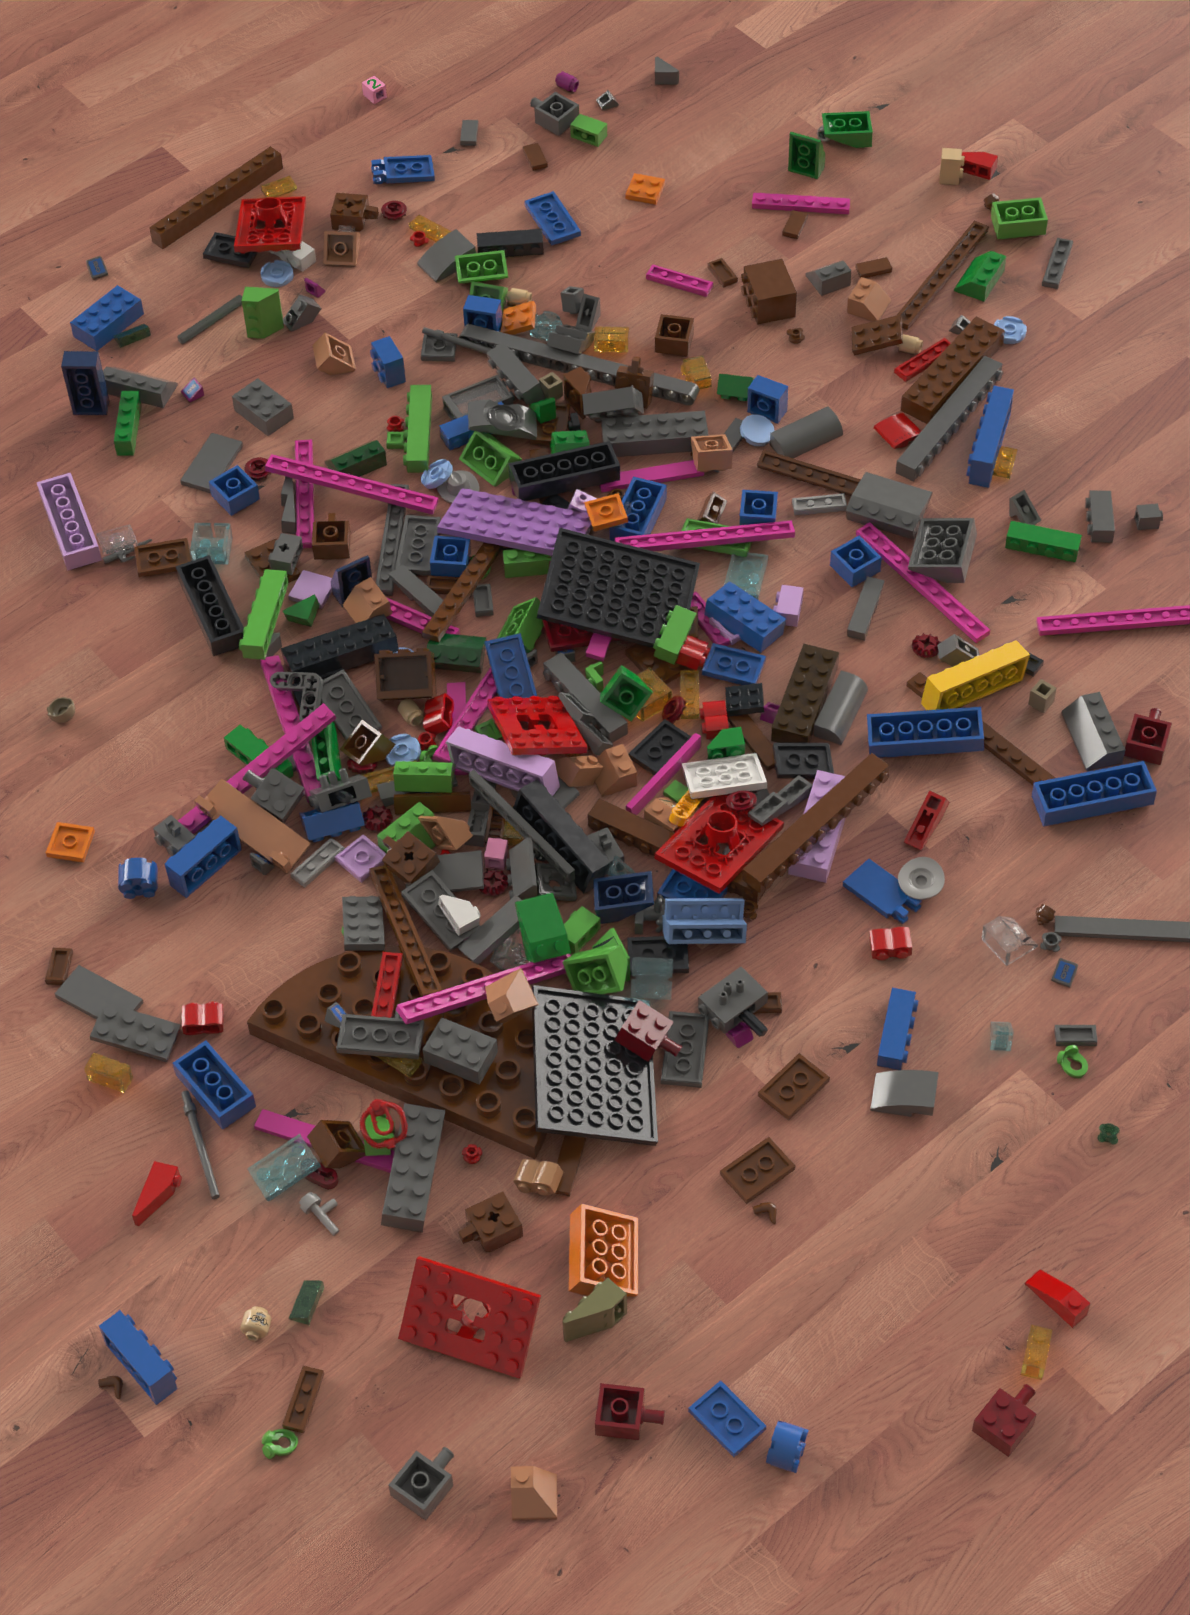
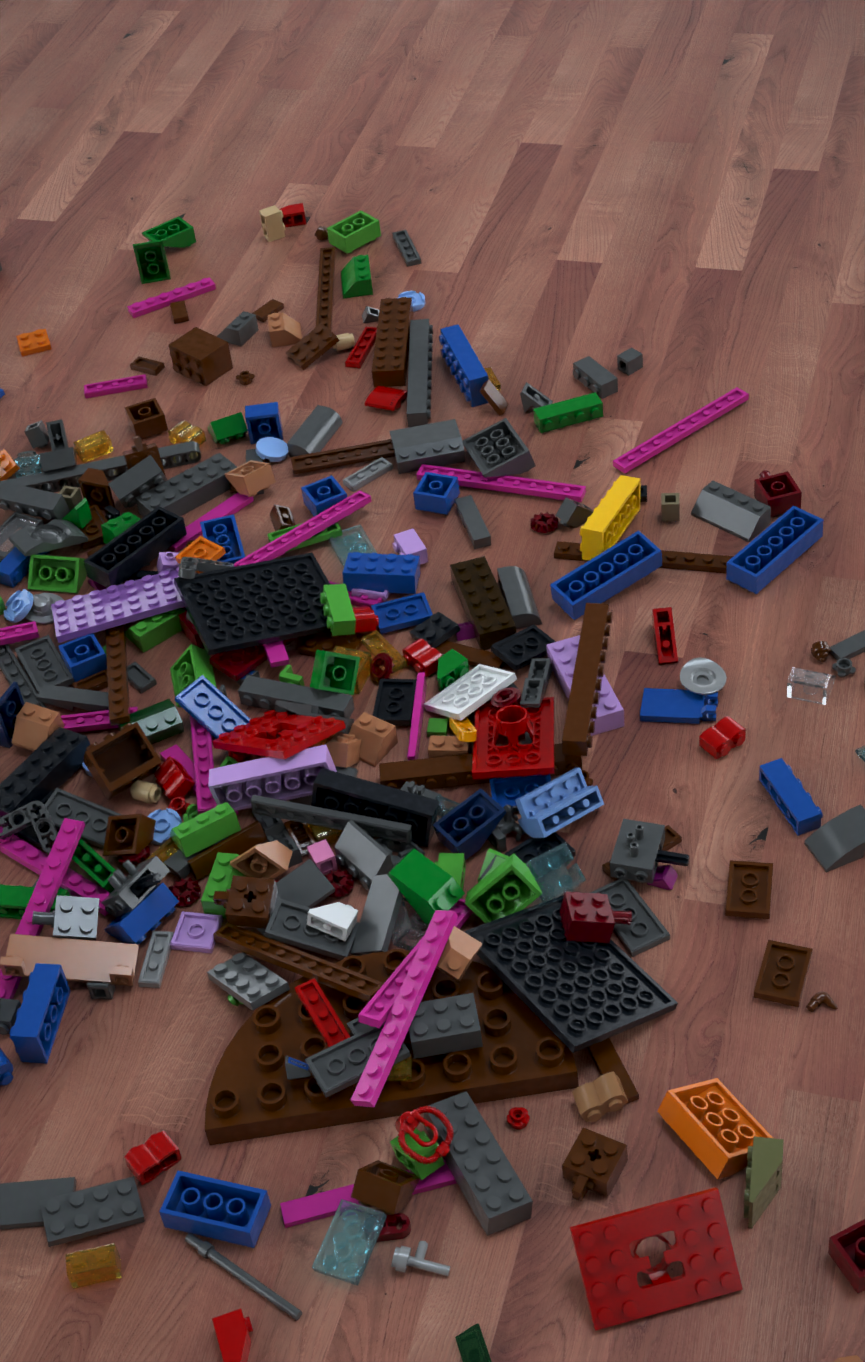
camera: 30 degrees left, 10 degrees down
(438, 1019) = (404, 1009): none -> dark pink plate
(586, 520) = (189, 566): none -> dark grey beam
(987, 487) = (494, 397): none -> reddish brown tile

